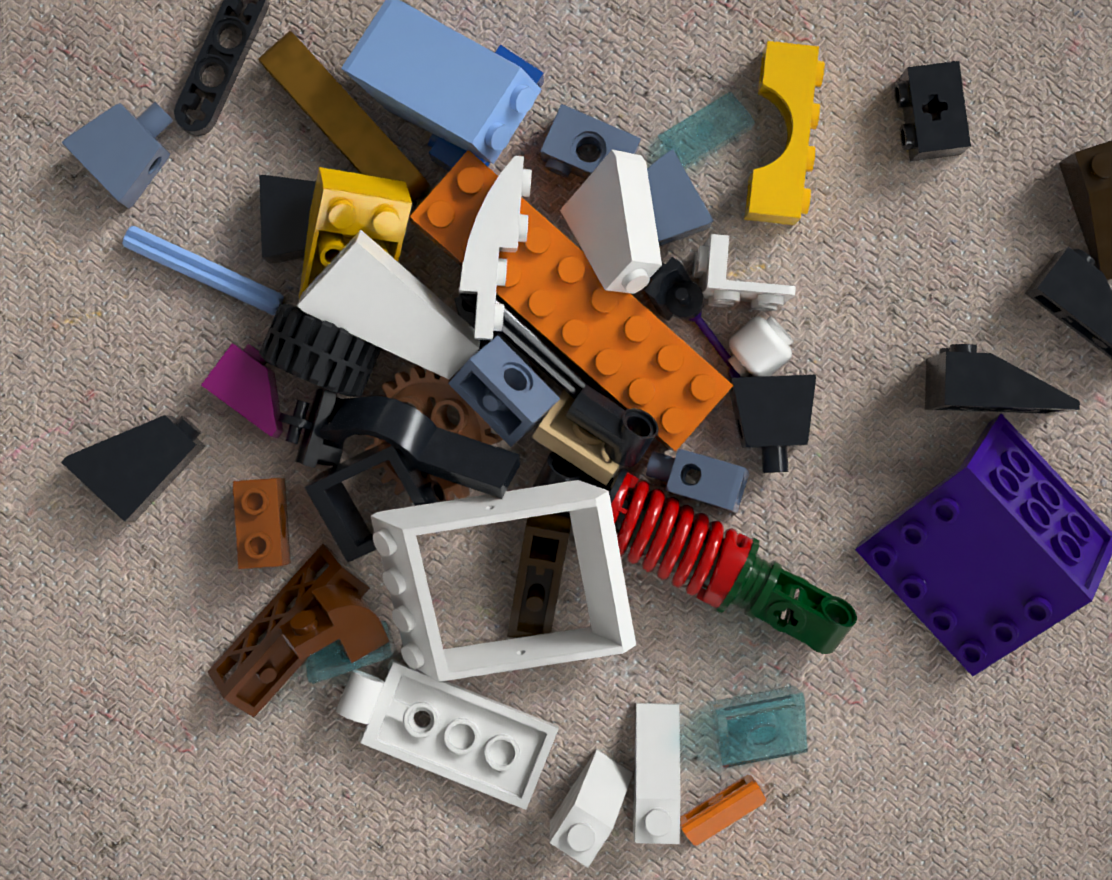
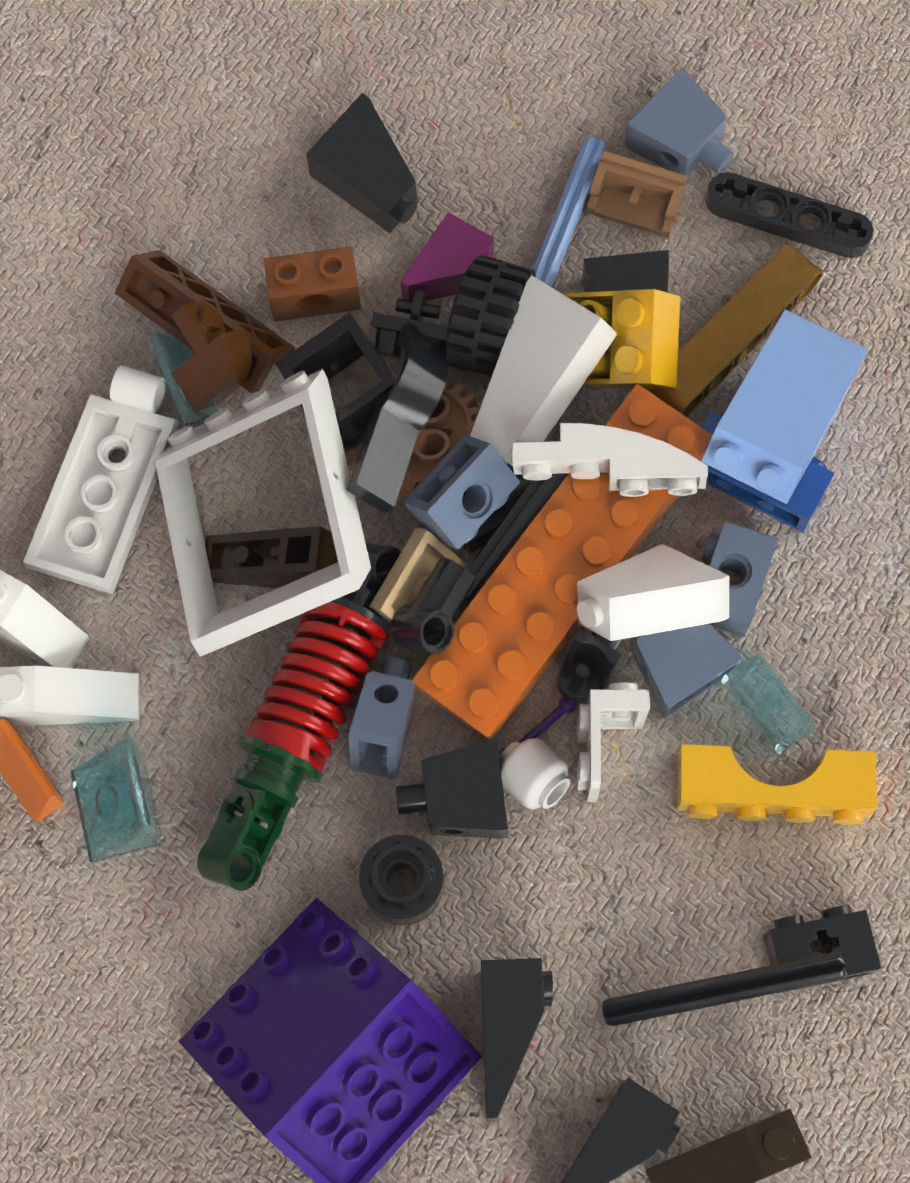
camera: 90 degrees right, 15 degrees down
(190, 201) = (636, 194): none -> medium nougat hinge
(871, 472) = (401, 853): none -> black piece
(967, 196) = (725, 989): none -> black axle

